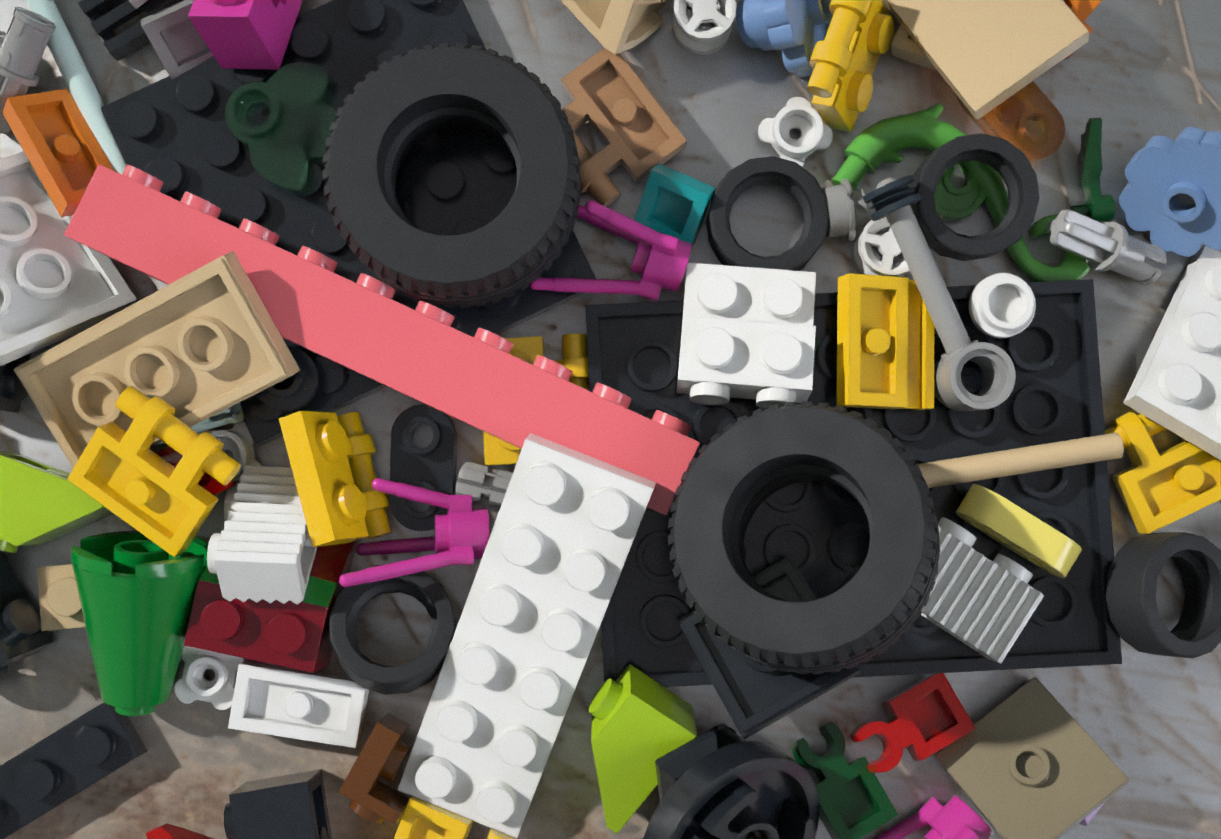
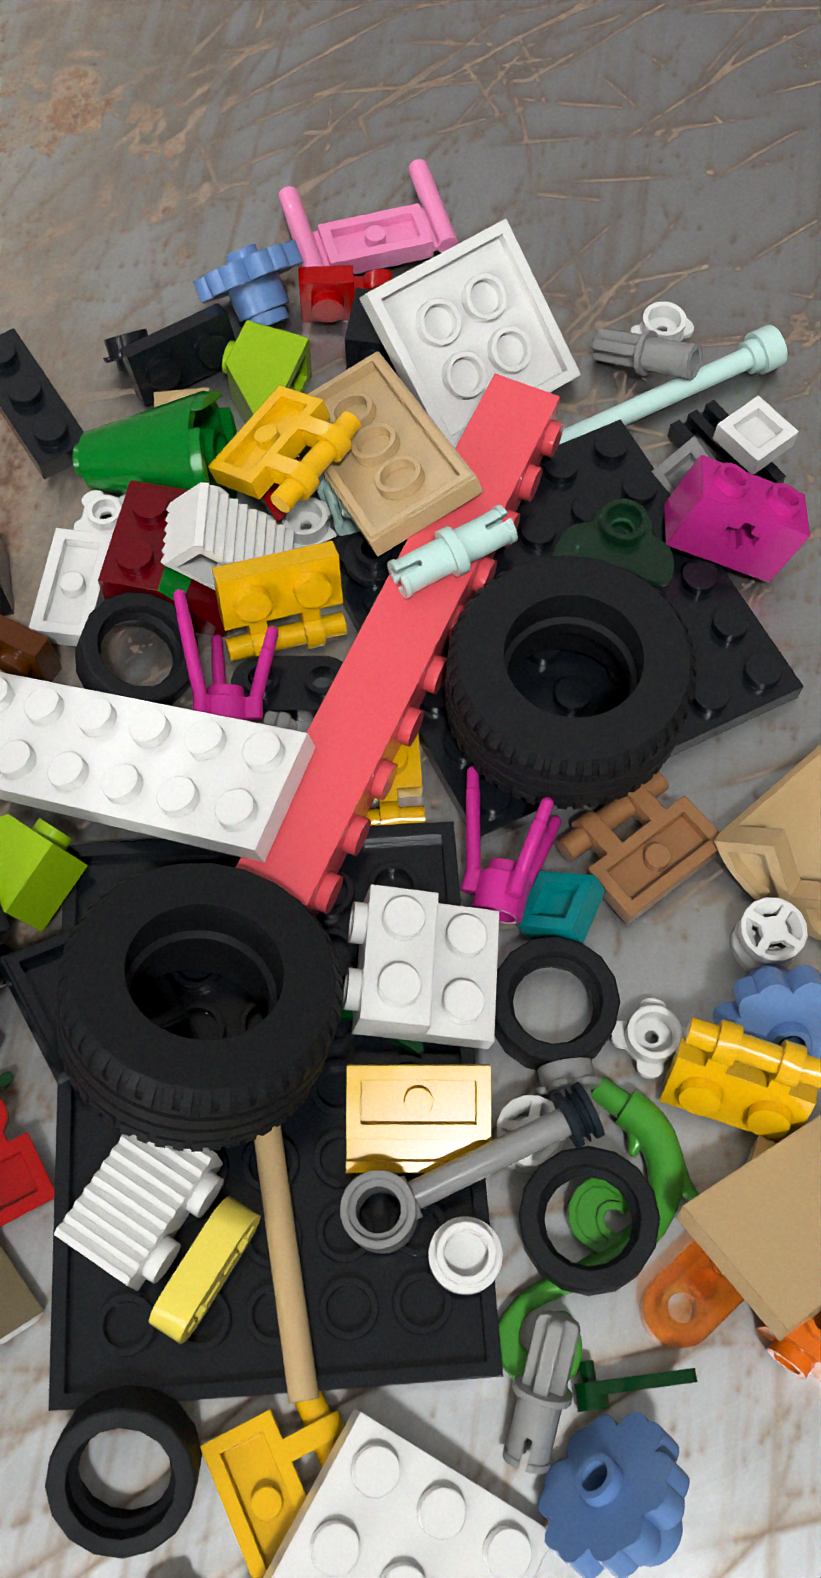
camera: 85 degrees right, 20 degrees down
(56, 144) = (588, 384): orange plate -> none
(310, 285) = (452, 551): none -> light aqua pin

